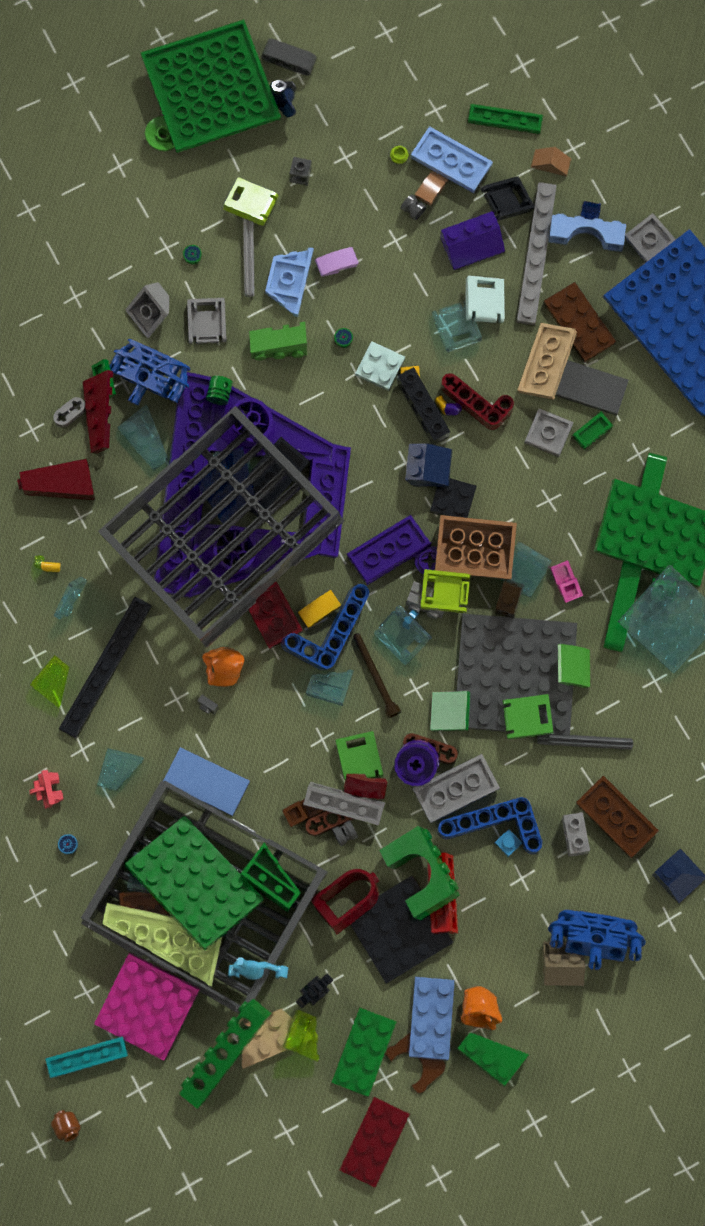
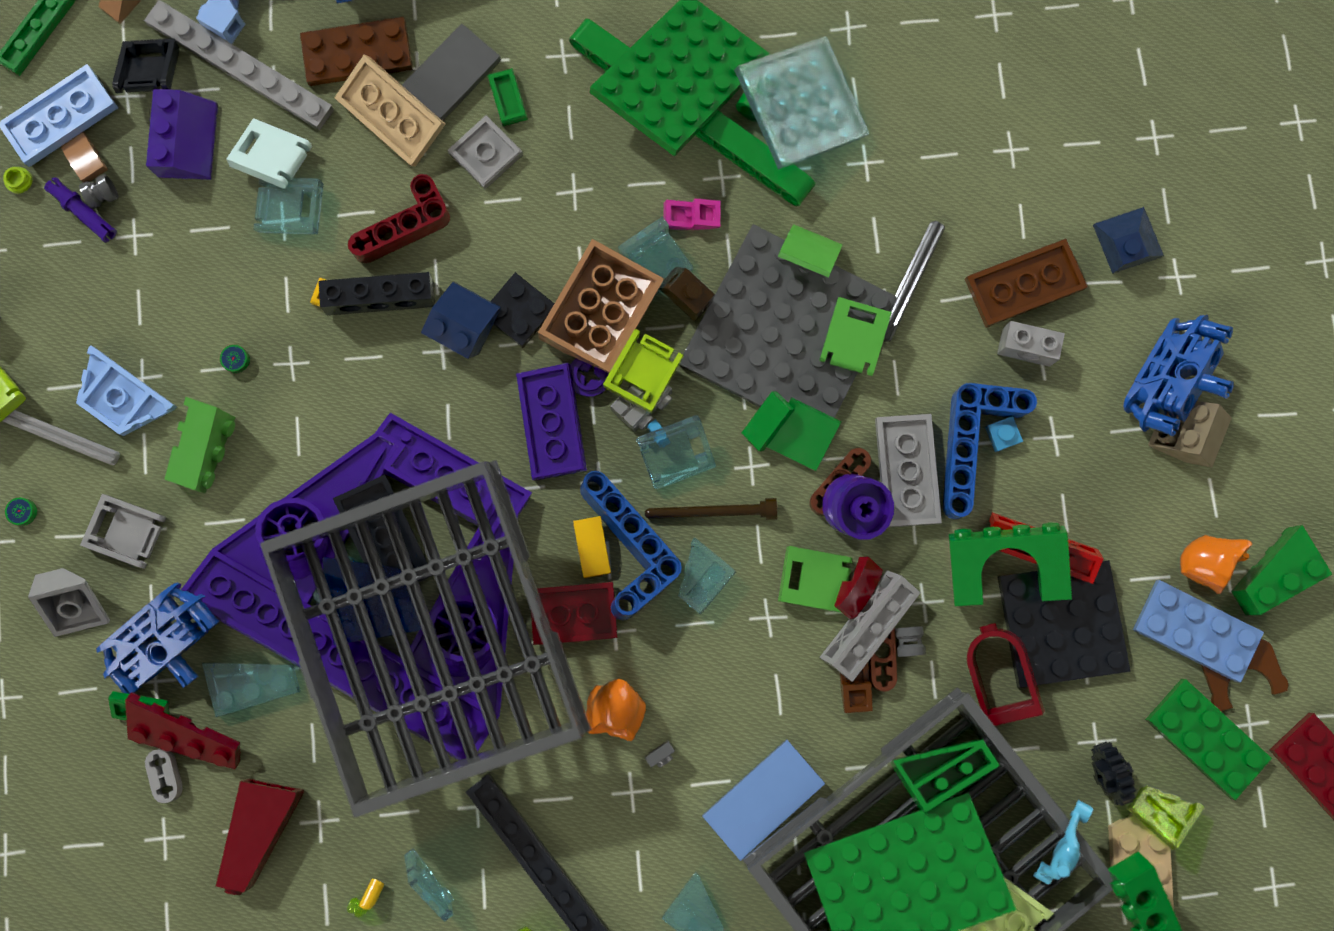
camera: 65 degrees left, 5 degrees up
(219, 390) = (228, 555): green piece -> none
(336, 261) = (123, 323): lavender slope -> none
(380, 366) = (295, 327): light aqua plate -> none
(399, 194) = (72, 202): none -> dark purple pin
(447, 408) = (394, 264): arm -> none
(448, 684) = (767, 421): none -> green tile

